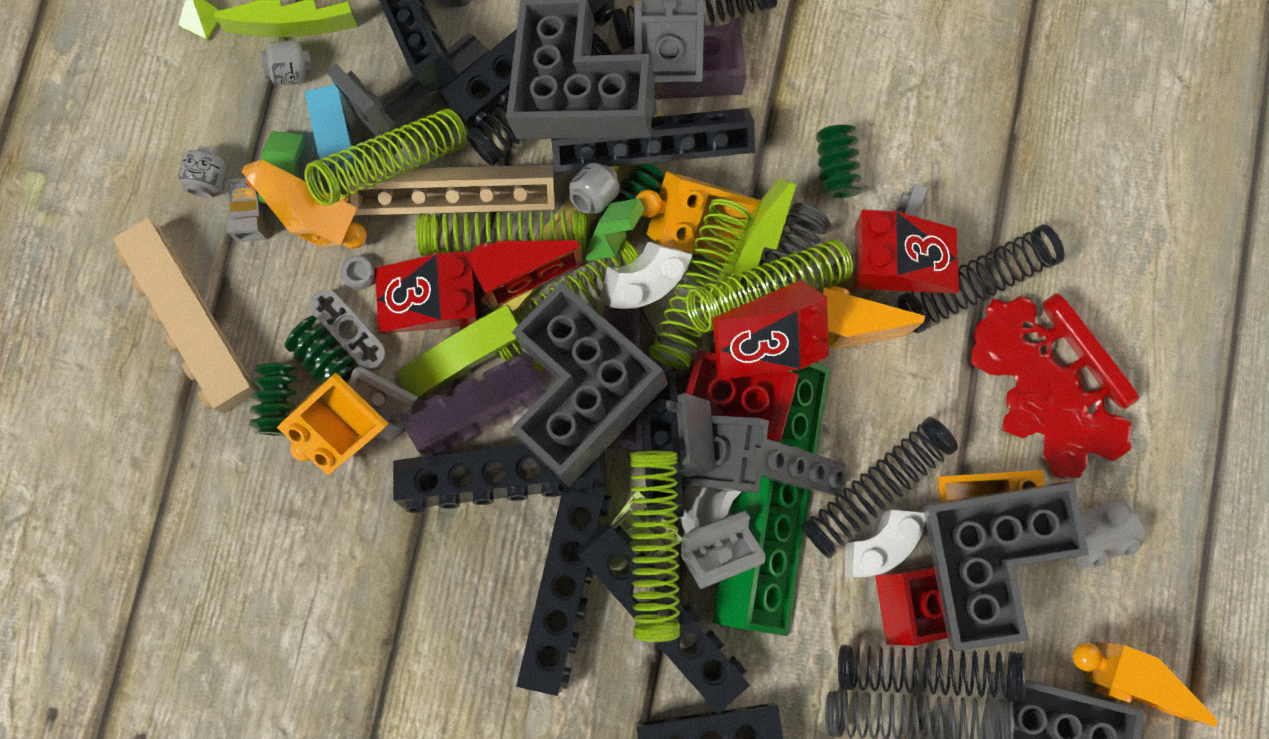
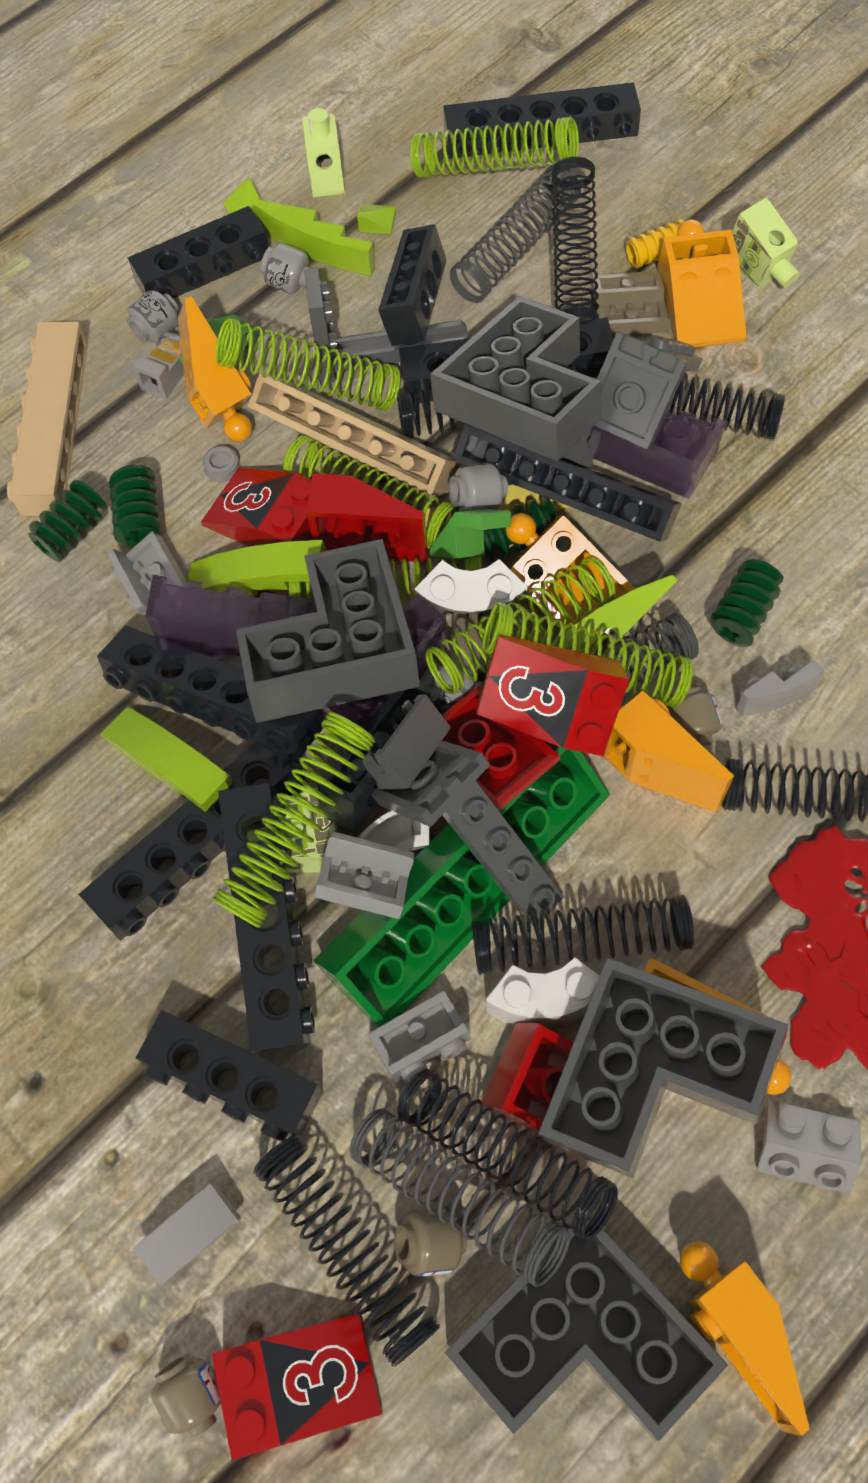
camera: 45 degrees right, 15 degrees down
(198, 75) = (201, 254): none -> black brick
(330, 125) = (290, 318): medium azure brick -> none
(331, 425) = (90, 556): light orange slope -> none
(339, 306) = (186, 515): light grey beam -> none
(499, 542) = (167, 758): none -> lime slope
(819, 627) = (420, 1037): none -> light grey bracket
(904, 253) = (754, 710): red slope -> none

